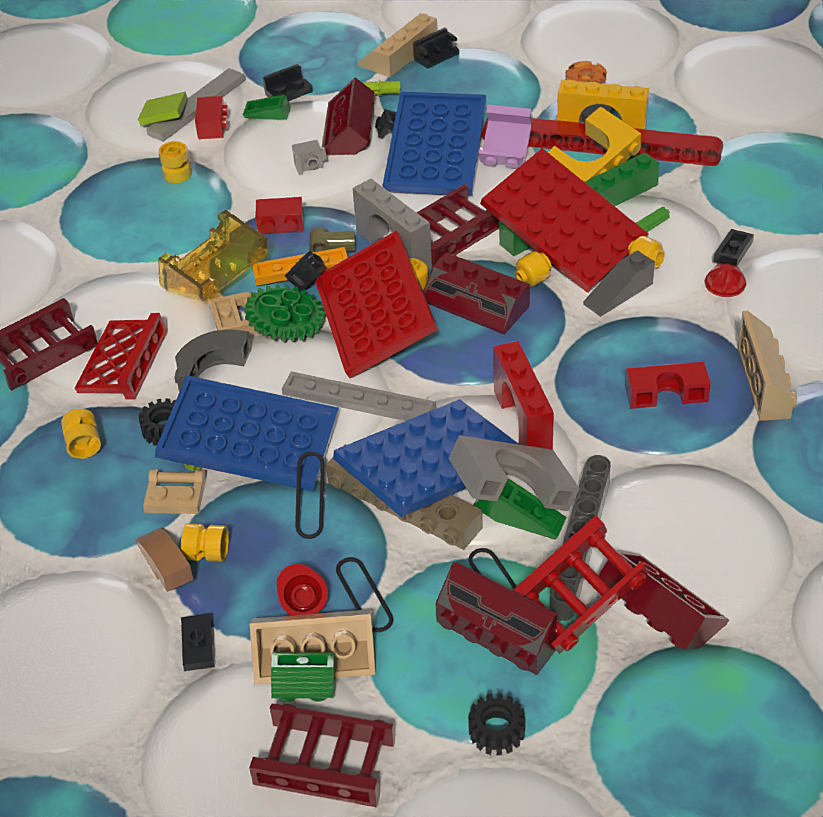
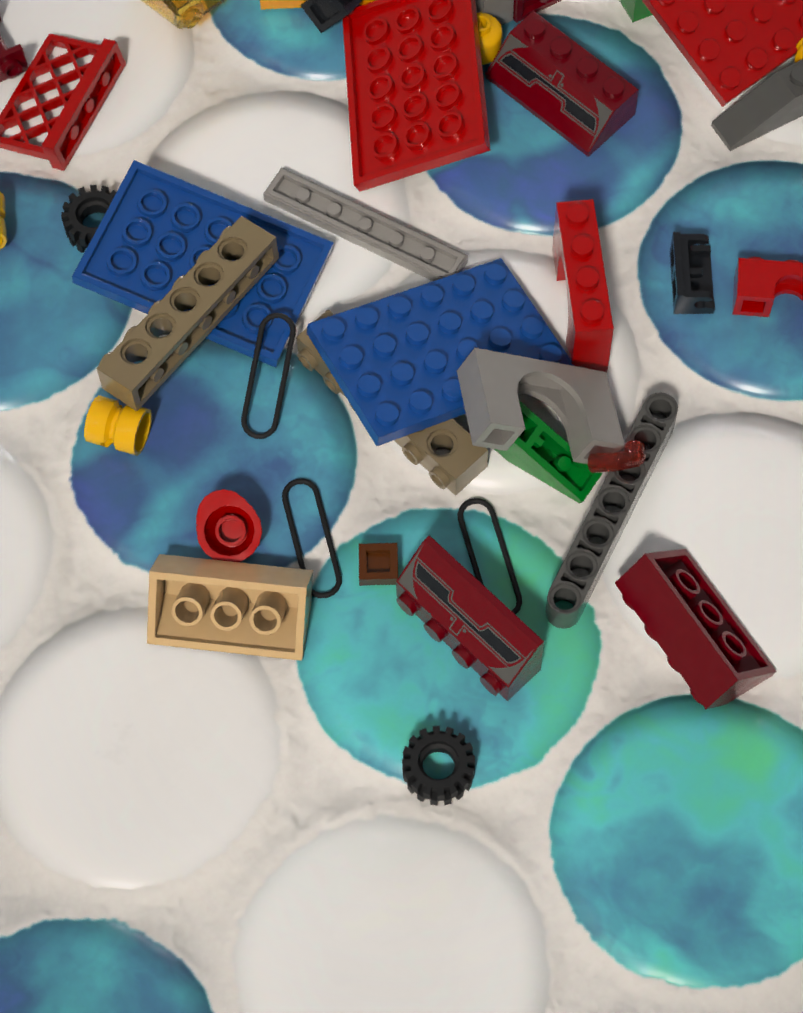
camera: 10 degrees right, 20 degrees up
(165, 559) = (62, 437): medium nougat slope -> none
(174, 498) = (88, 342): tan plate -> none
(197, 642) = (85, 568): black plate -> none
(212, 349) = (174, 113): dark grey arch -> none
(227, 315) = (210, 56): tan plate -> none
(244, 459) = (253, 255): none -> dark tan brick
(284, 313) = (289, 68): green gear -> none
(302, 676) = (206, 651): green brick -> none
(319, 782) = (215, 804): dark red fence -> none
(418, 599) = (378, 564): none -> reddish brown plate
(533, 268) = (652, 56): yellow head -> none
(571, 556) = (585, 557): red fence -> none
(582, 496) = (631, 457): none -> clear red arm
(594, 388) = (691, 274): none -> black hinge

